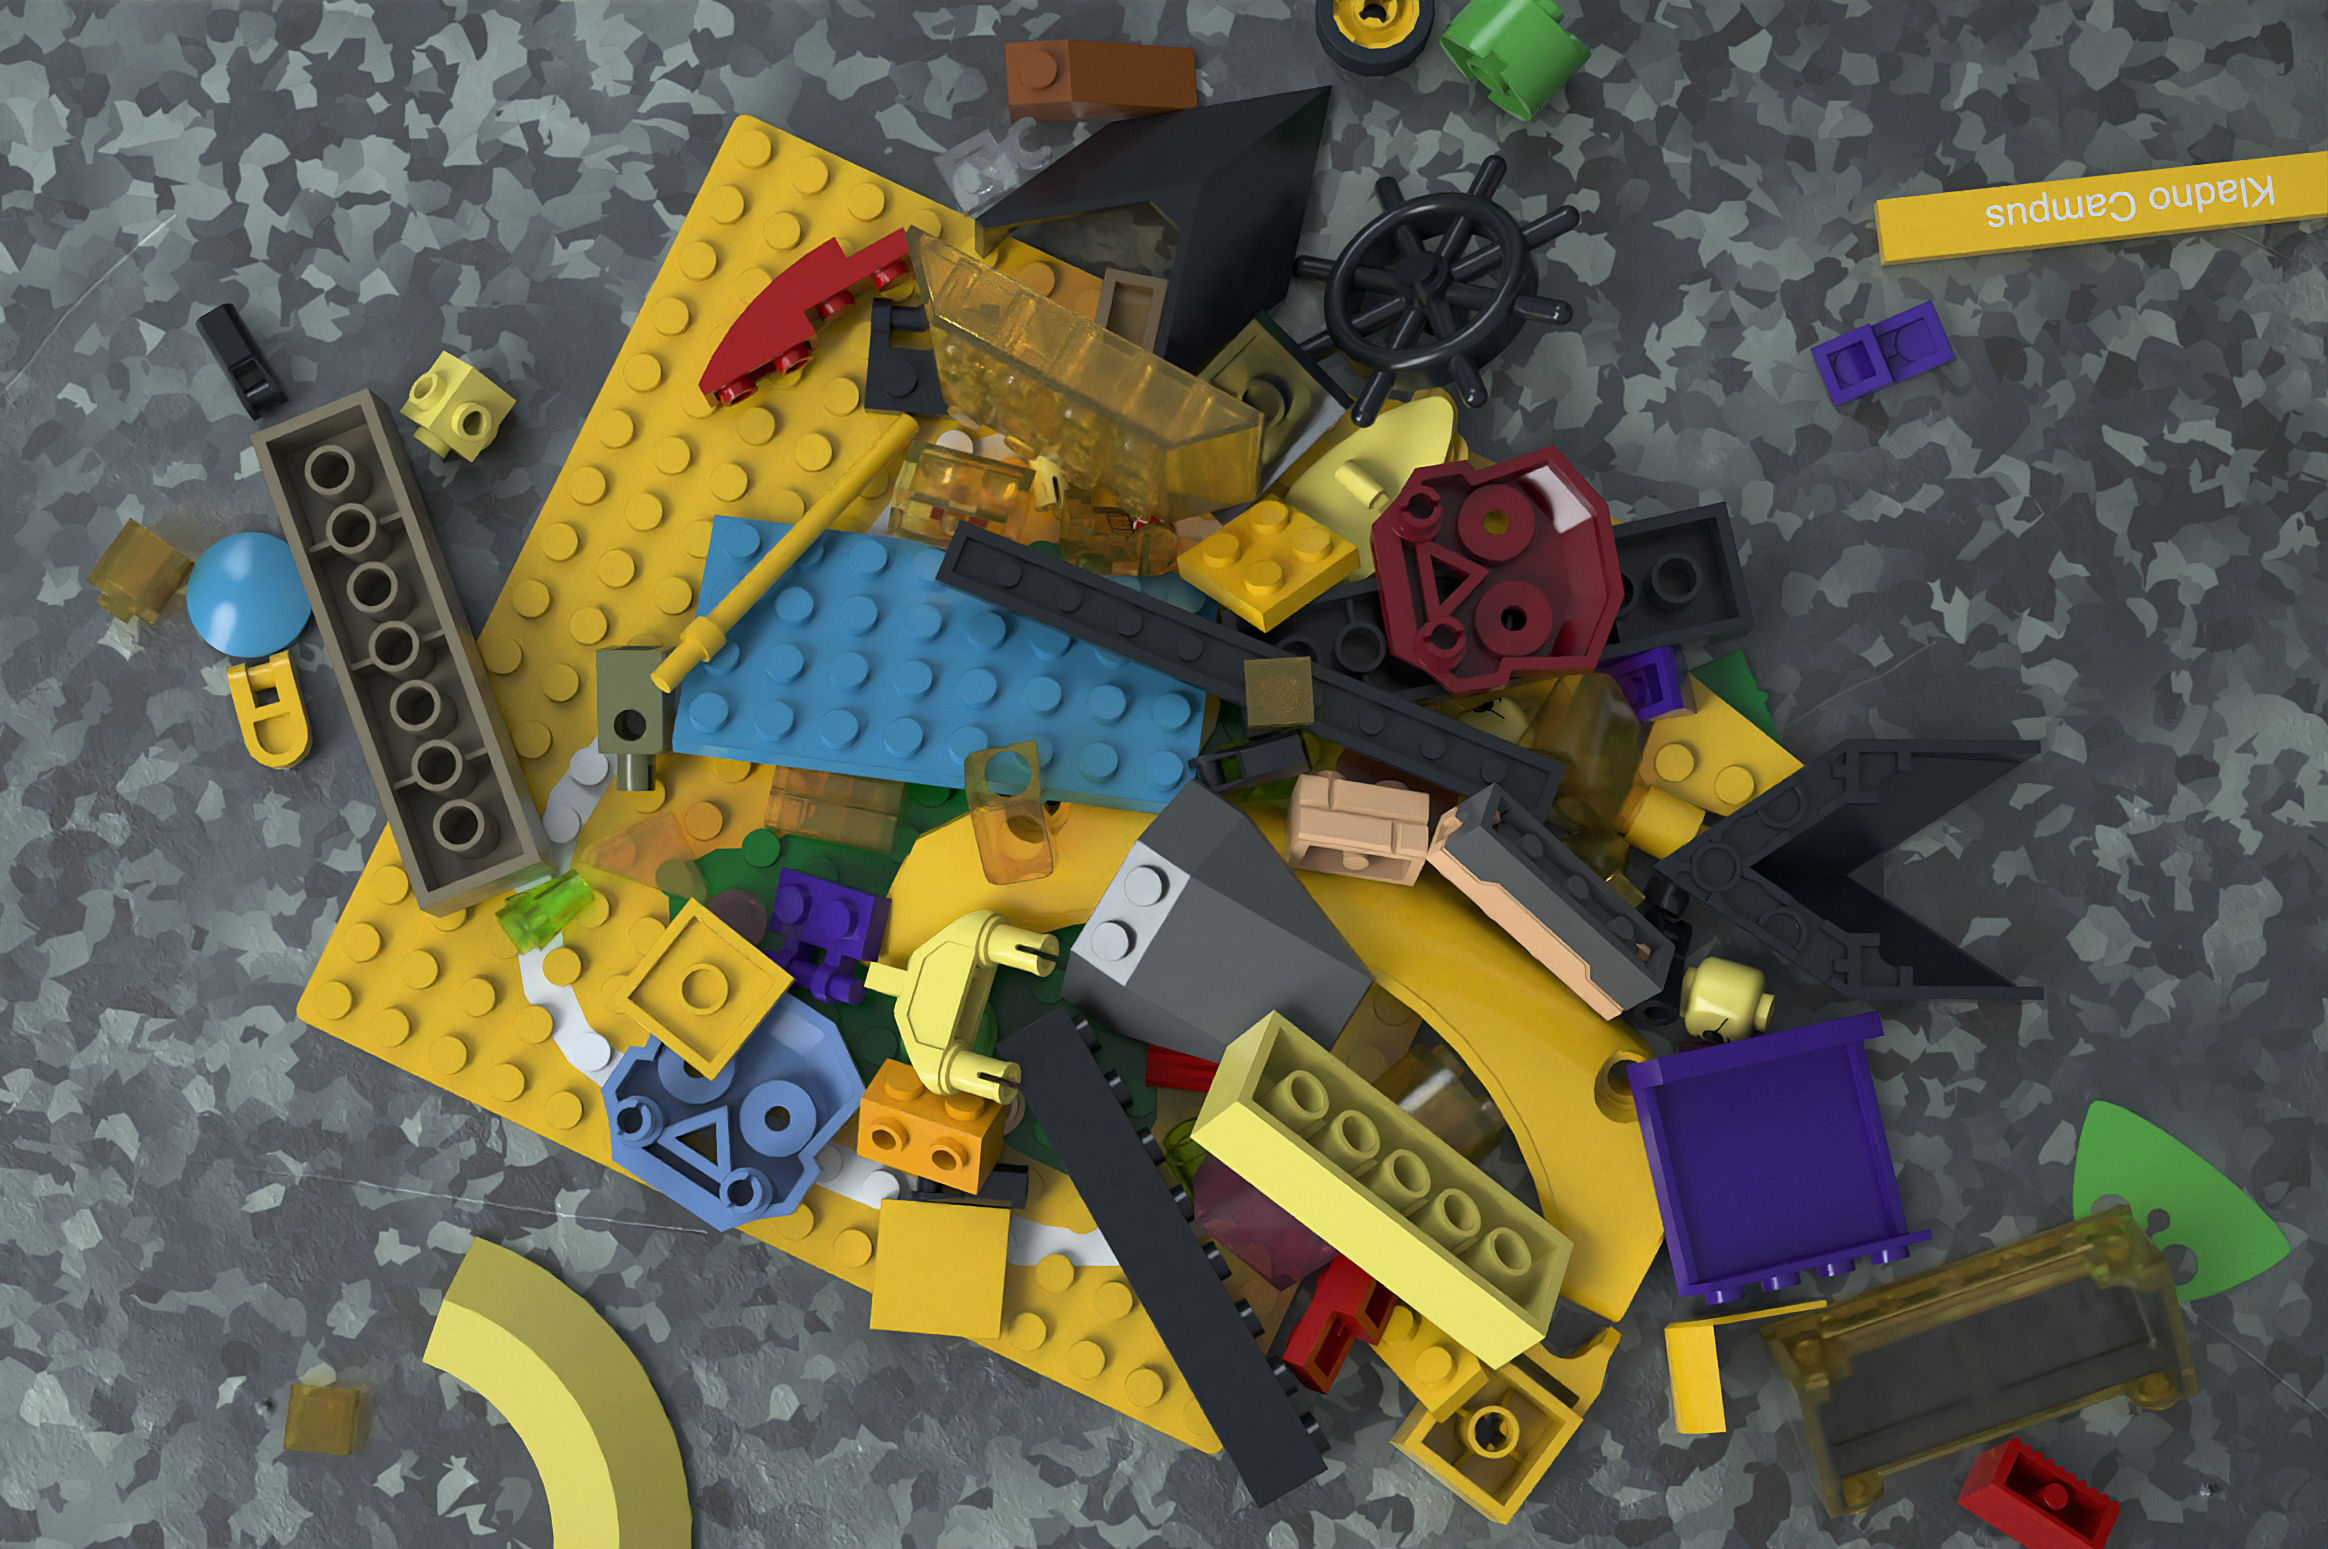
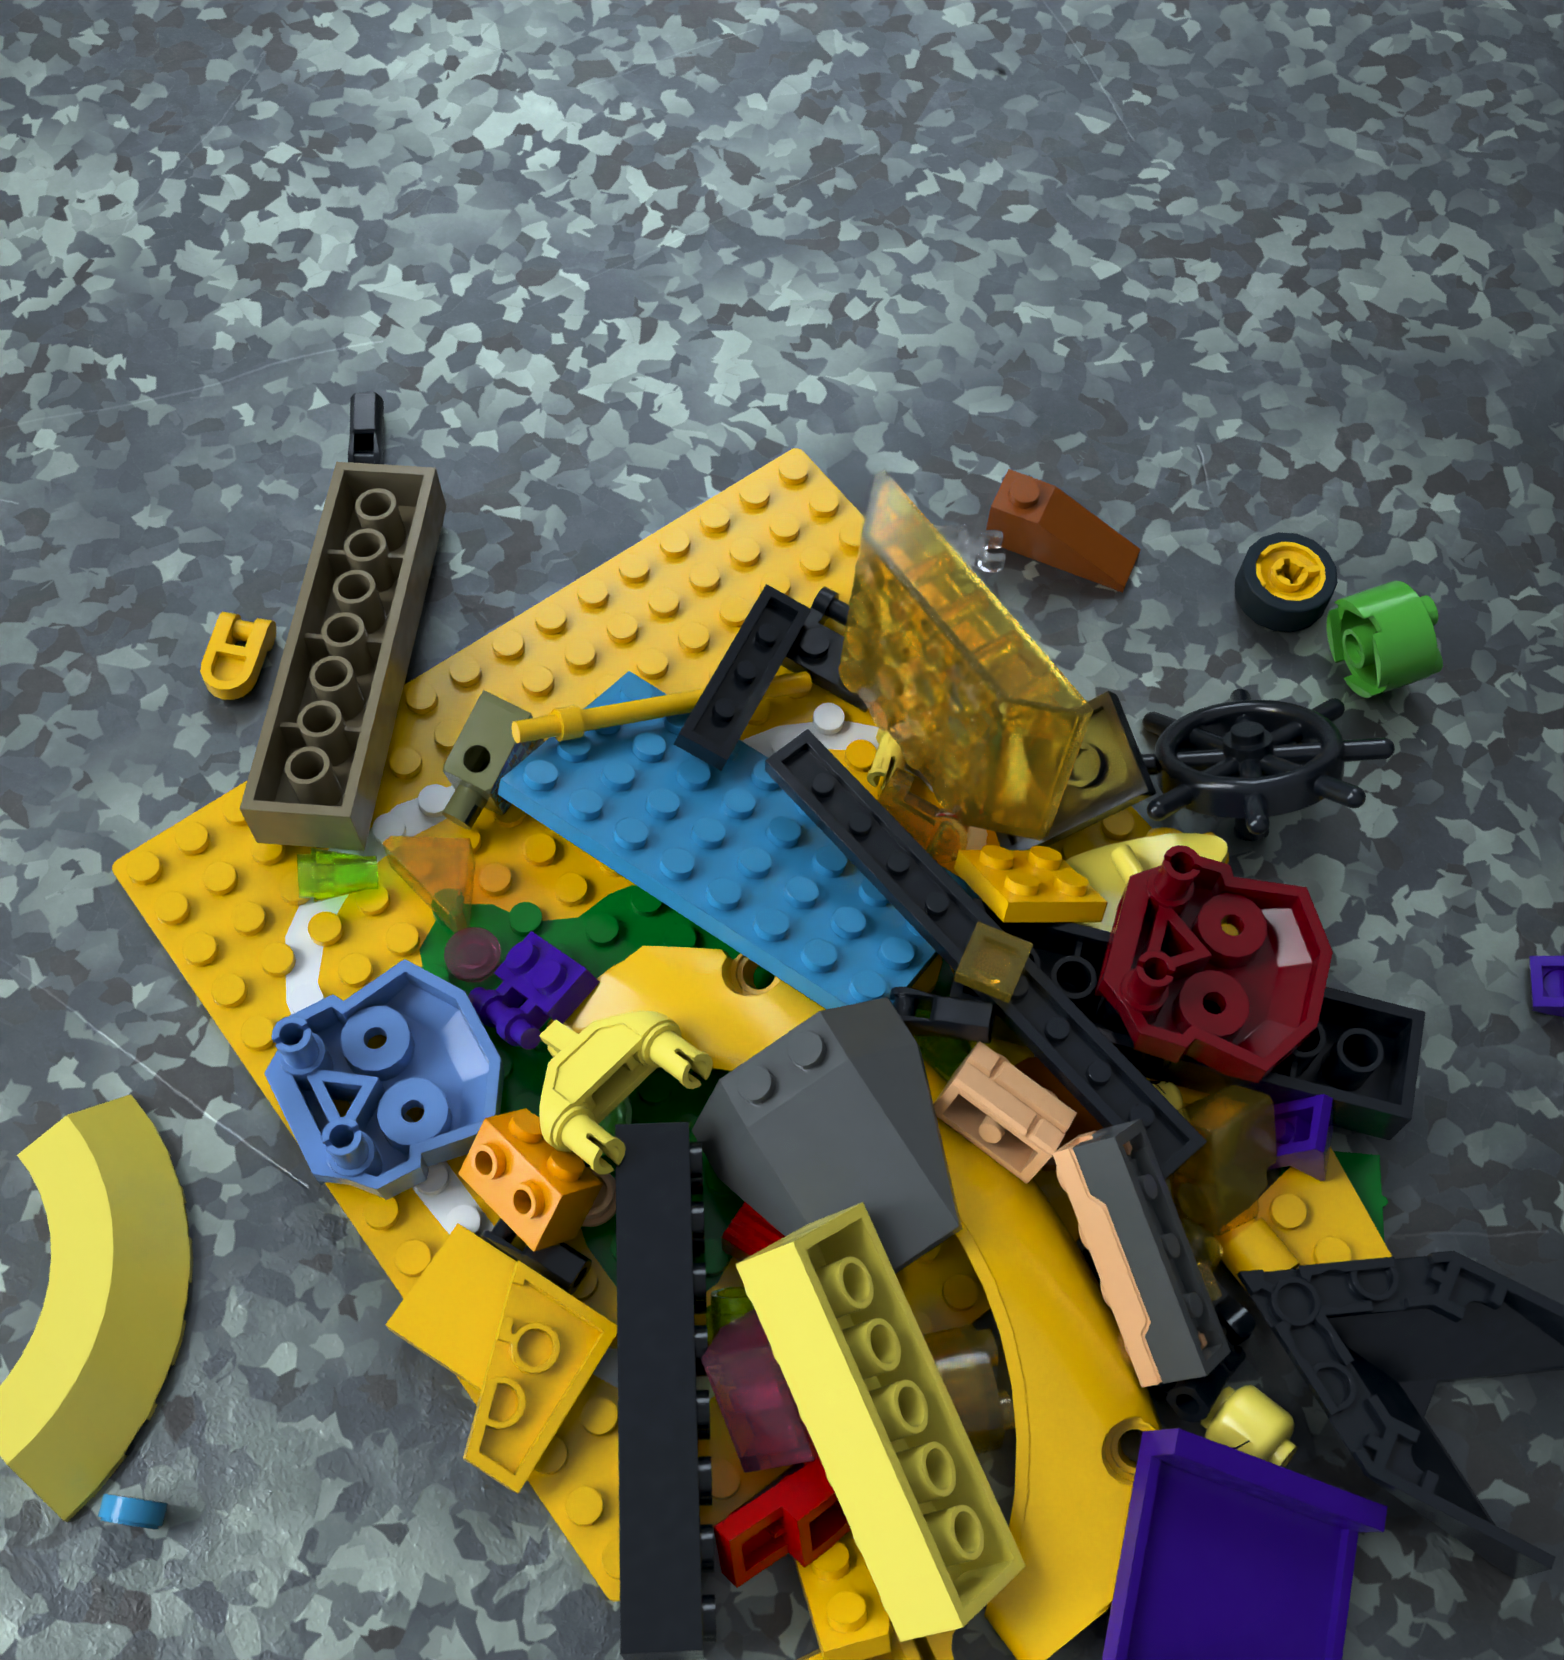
camera: 25 degrees right, 20 degrees down
(138, 574) = (207, 524): clear yellow brick -> none
(248, 596) = (266, 577): dark azure dish -> none
(456, 408) = (506, 526): light yellow brick -> none
(702, 989) = (413, 975): yellow plate -> none
(777, 325) = (739, 570): red slope -> none
(836, 808) = (600, 905): clear yellow brick -> none
(850, 471) = (742, 677): none -> black plate
(949, 485) = (800, 708): clear yellow brick -> none
(1031, 802) = (699, 958): clear yellow piece -> none
(1037, 1302) = (534, 1375): none -> yellow wing
(1222, 177) = (1122, 634): black windscreen -> none

